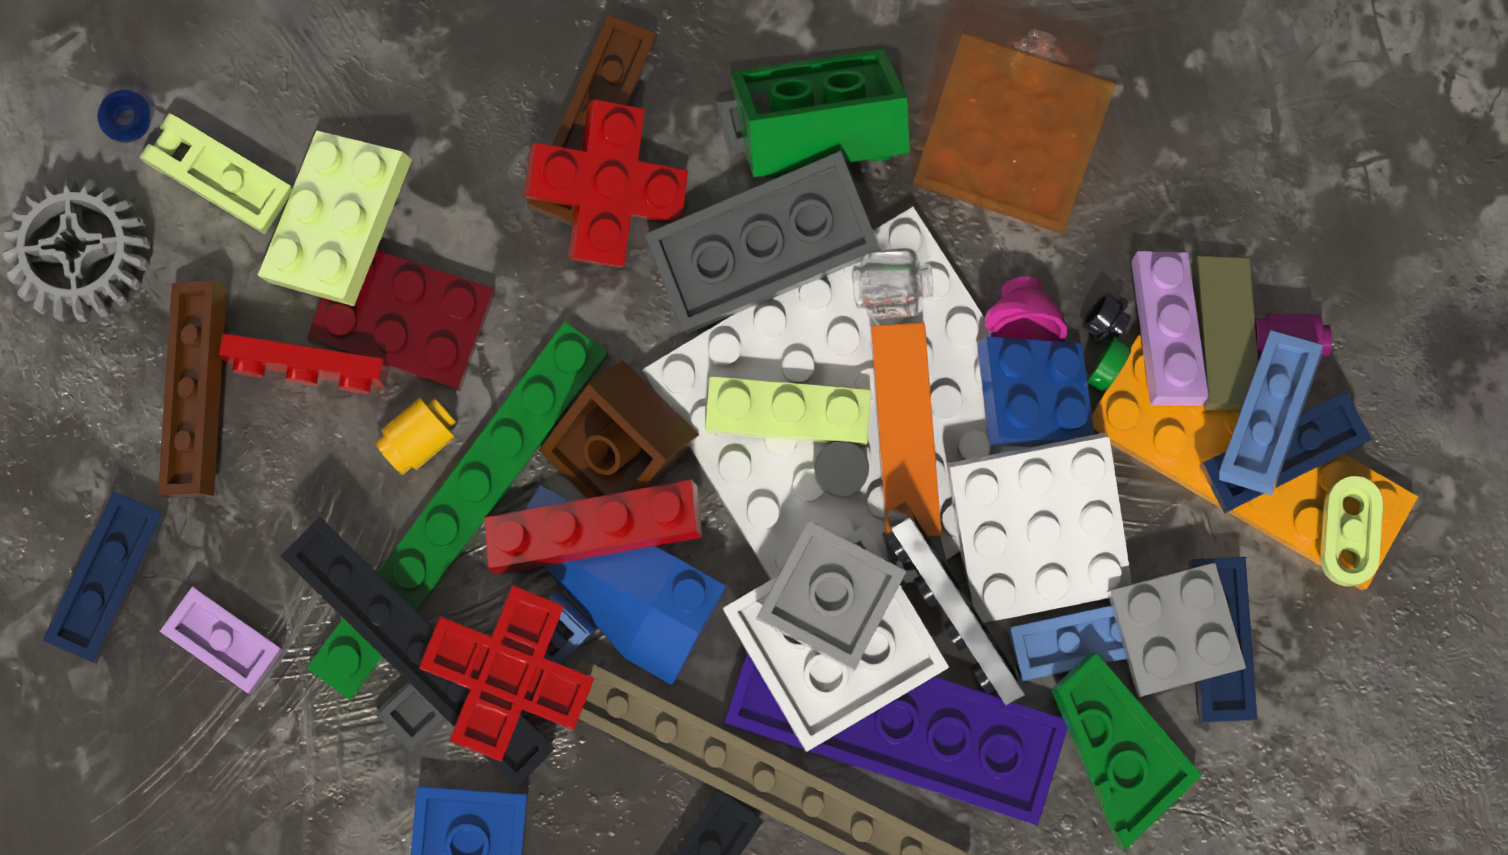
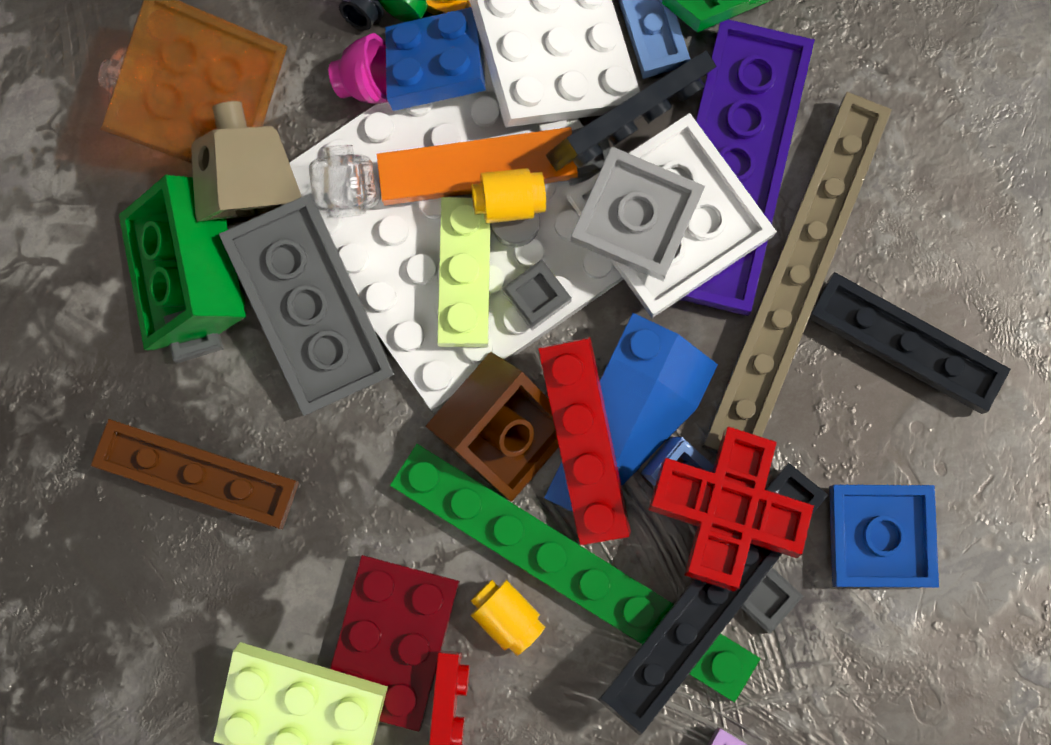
camera: 85 degrees left, 0 degrees up
(605, 183) = (256, 455): red plate -> none
(757, 487) = (536, 294): none -> dark grey tile
(861, 458) = (509, 195): none -> yellow brick
(913, 176) = (240, 168): none -> dark tan torso

